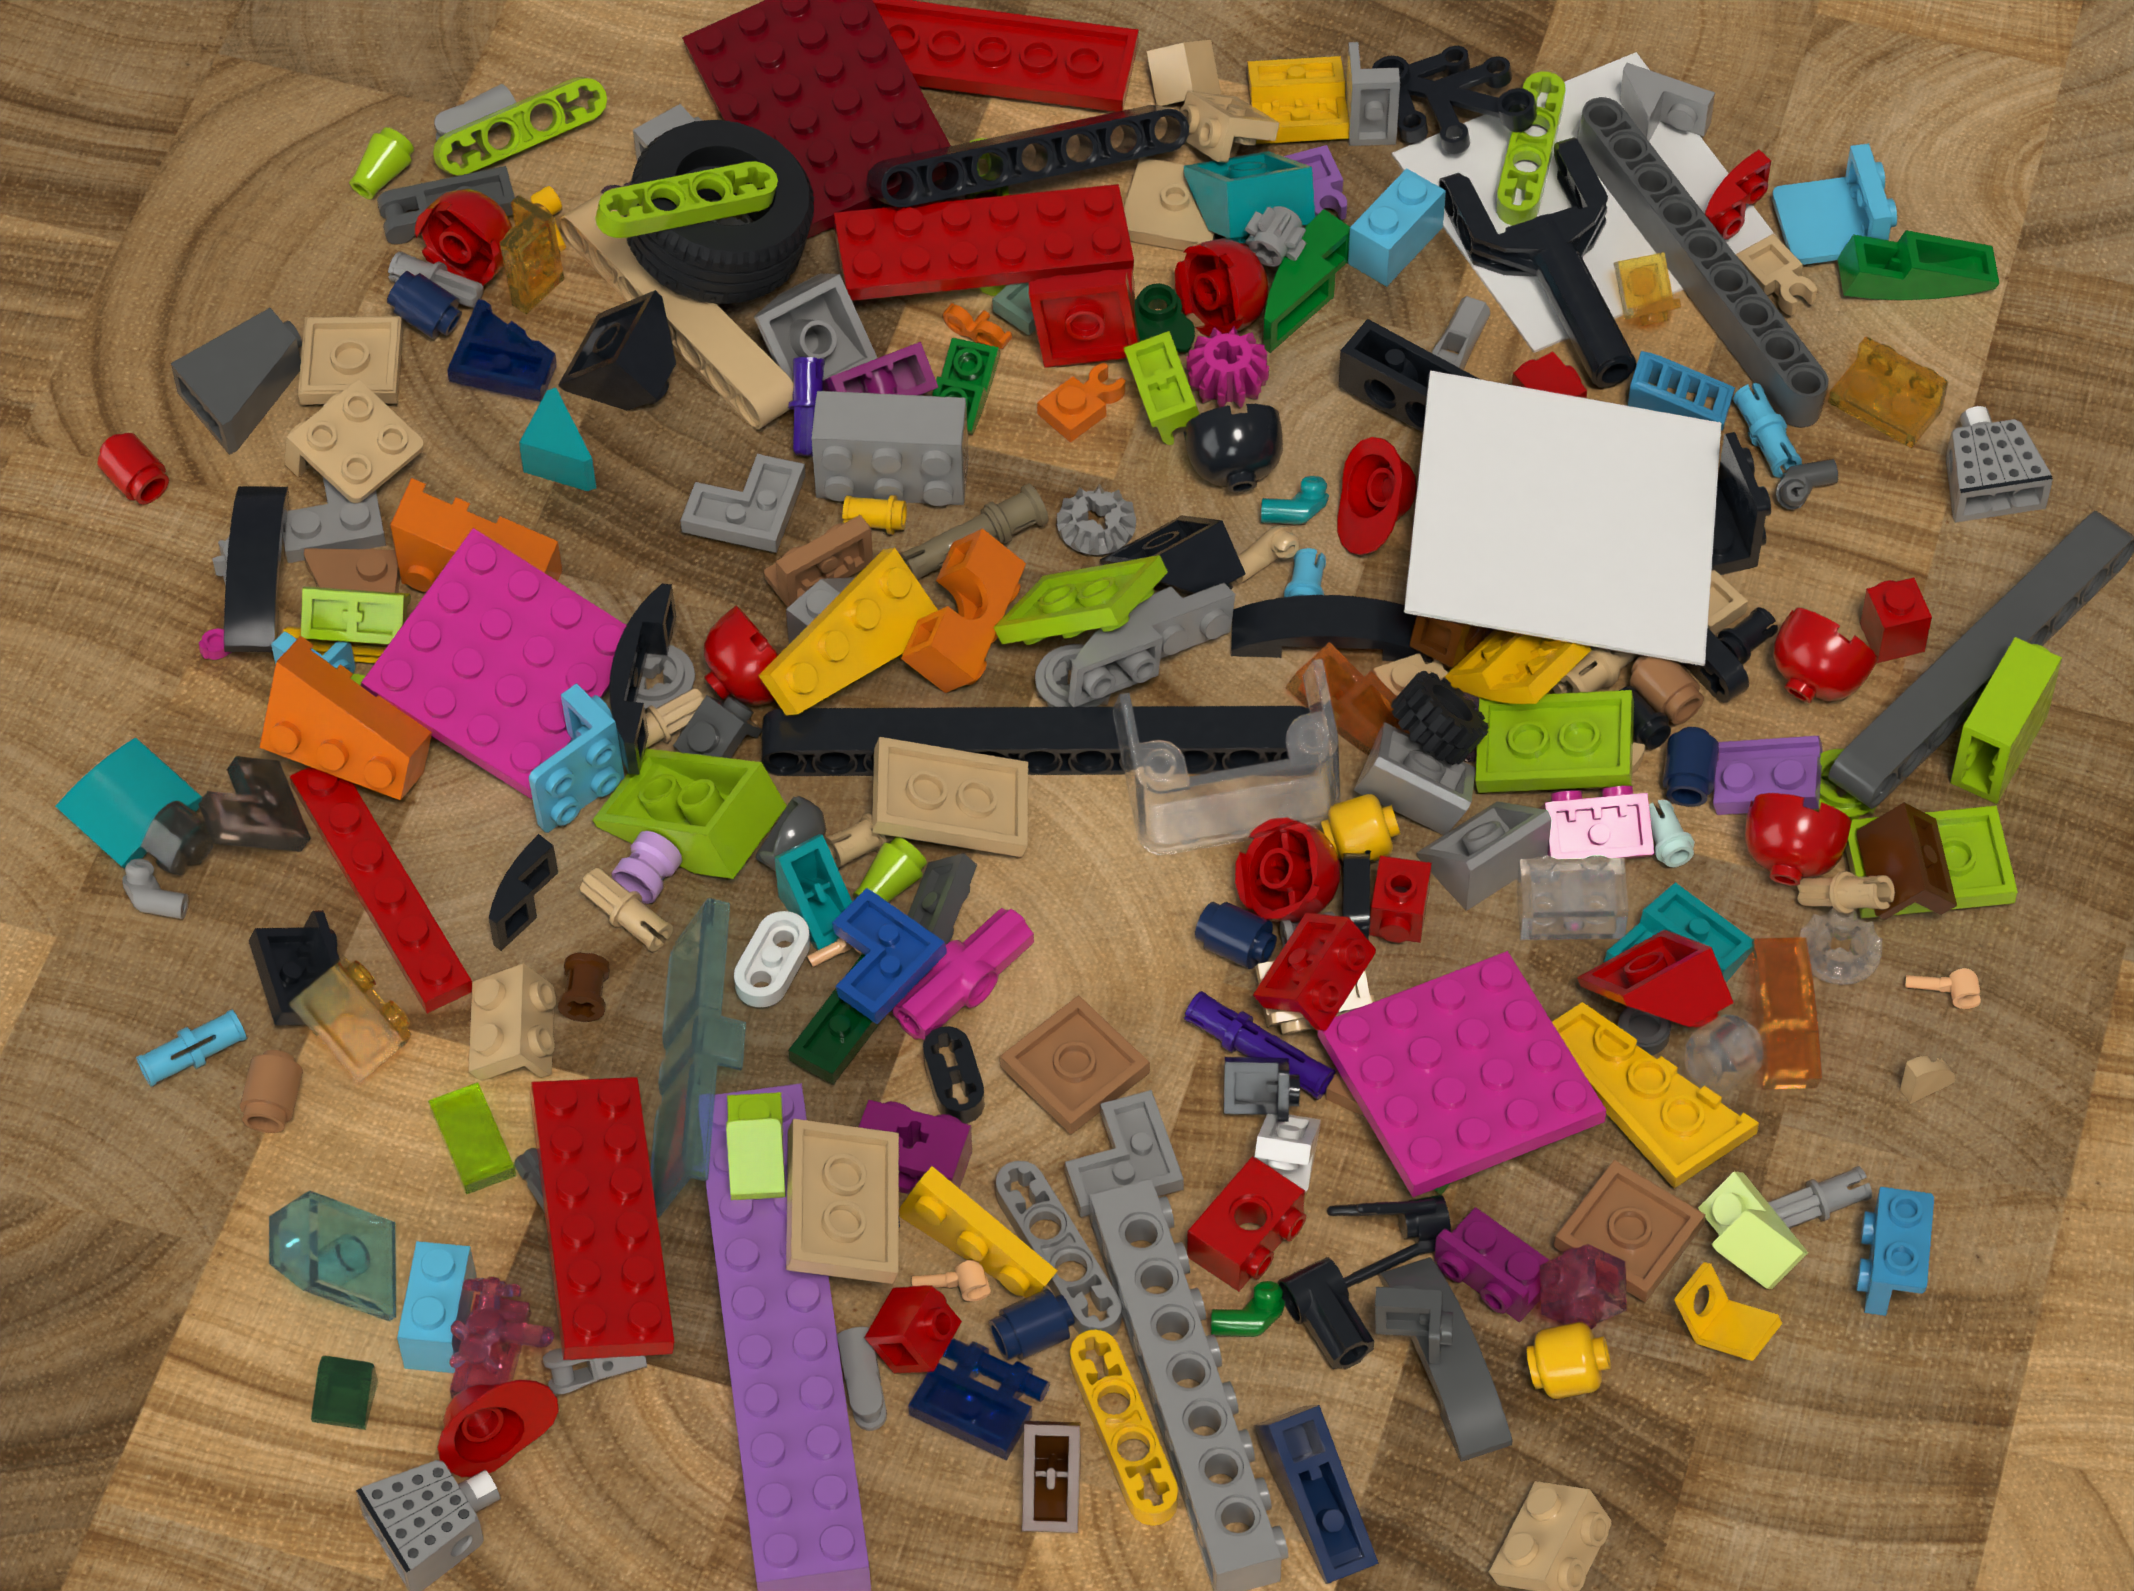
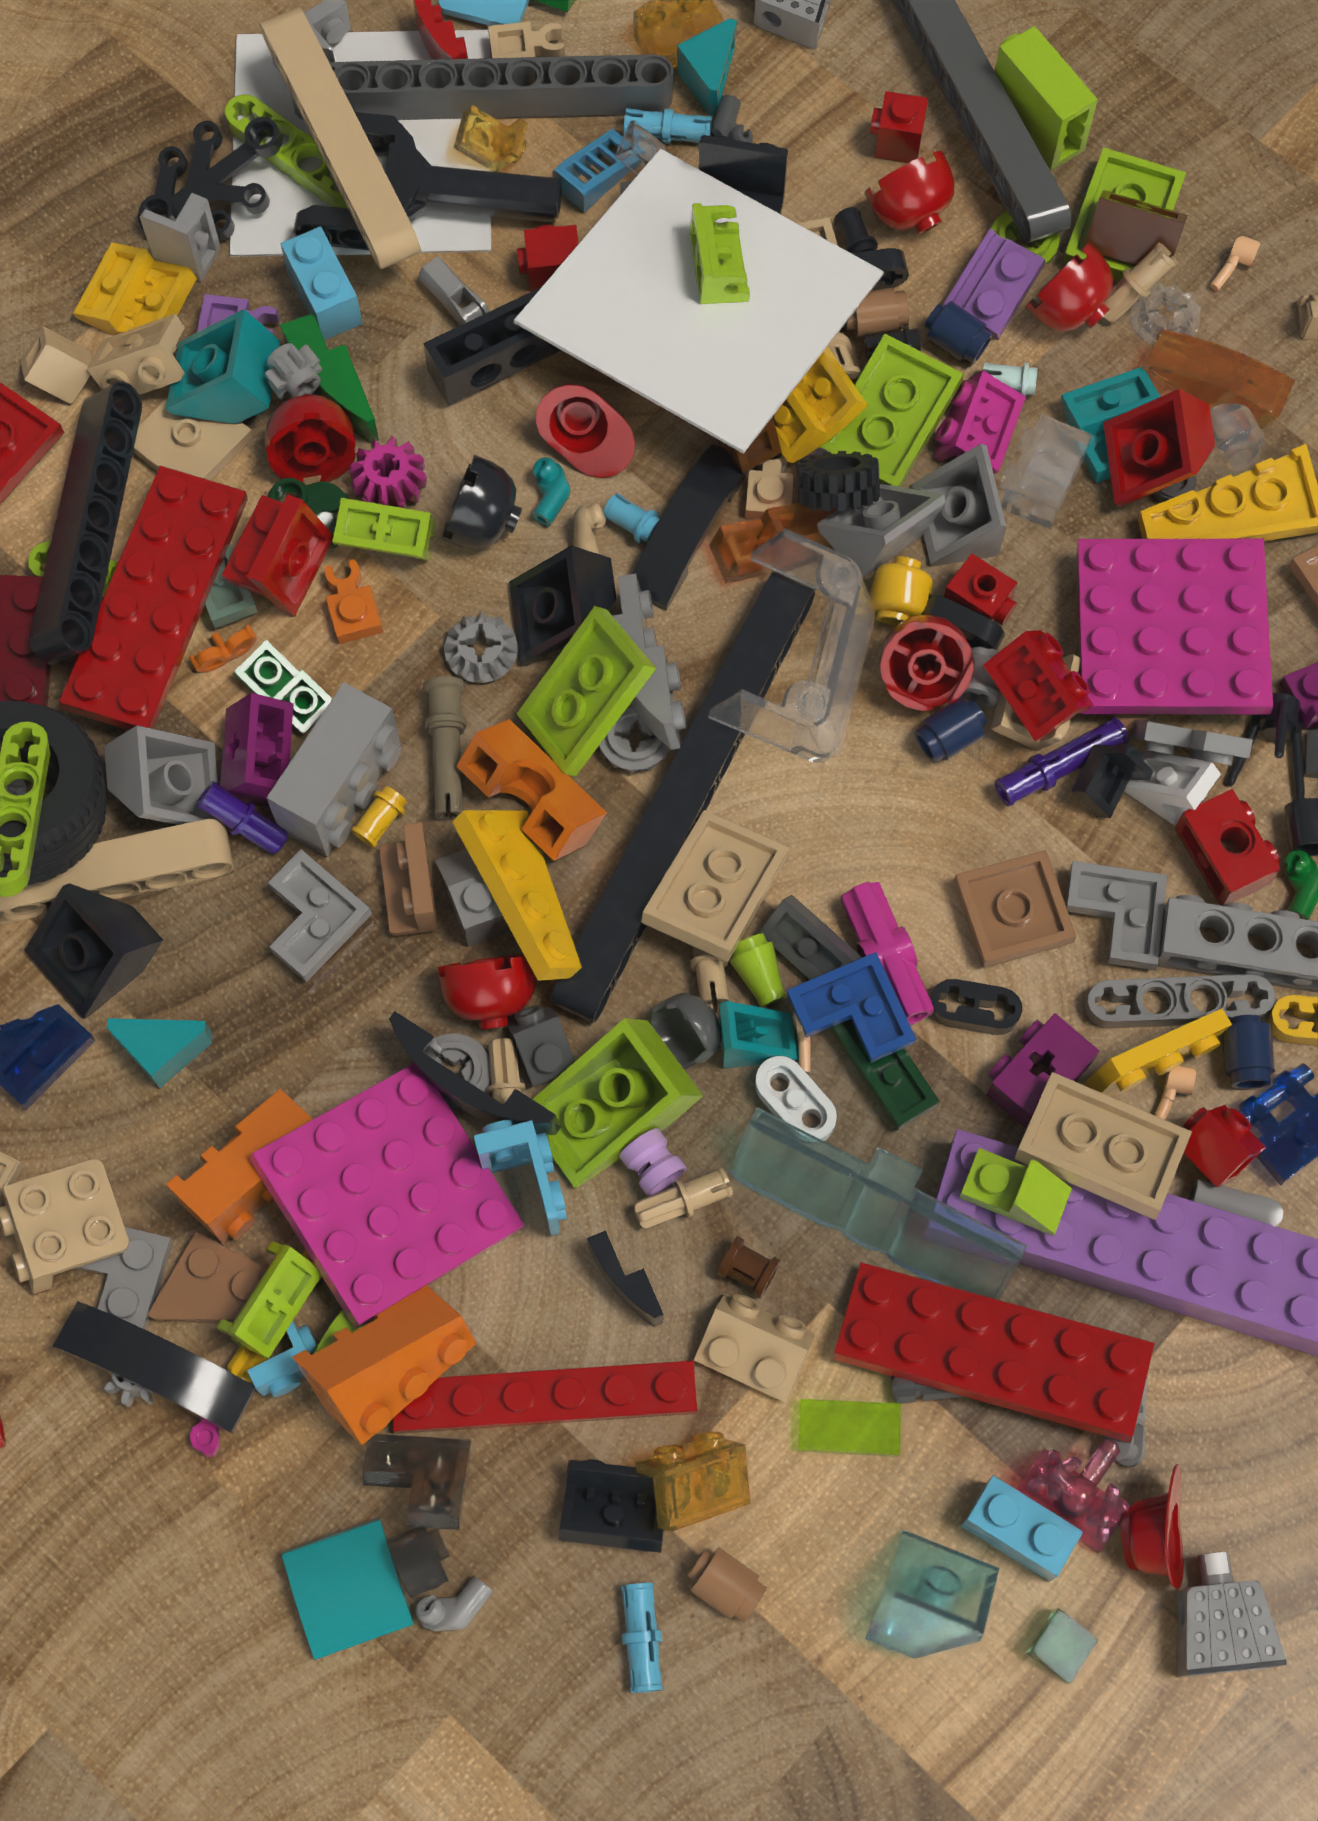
camera: 65 degrees left, 15 degrees up
(1338, 1137) = (1203, 744): none -> light grey plate
(1544, 158) = (340, 138): none -> tan beam
(1613, 504) = (717, 255): none -> lime hinge
(1723, 408) = (637, 147): none -> clear slope
(1863, 431) = (706, 62): none -> teal slope

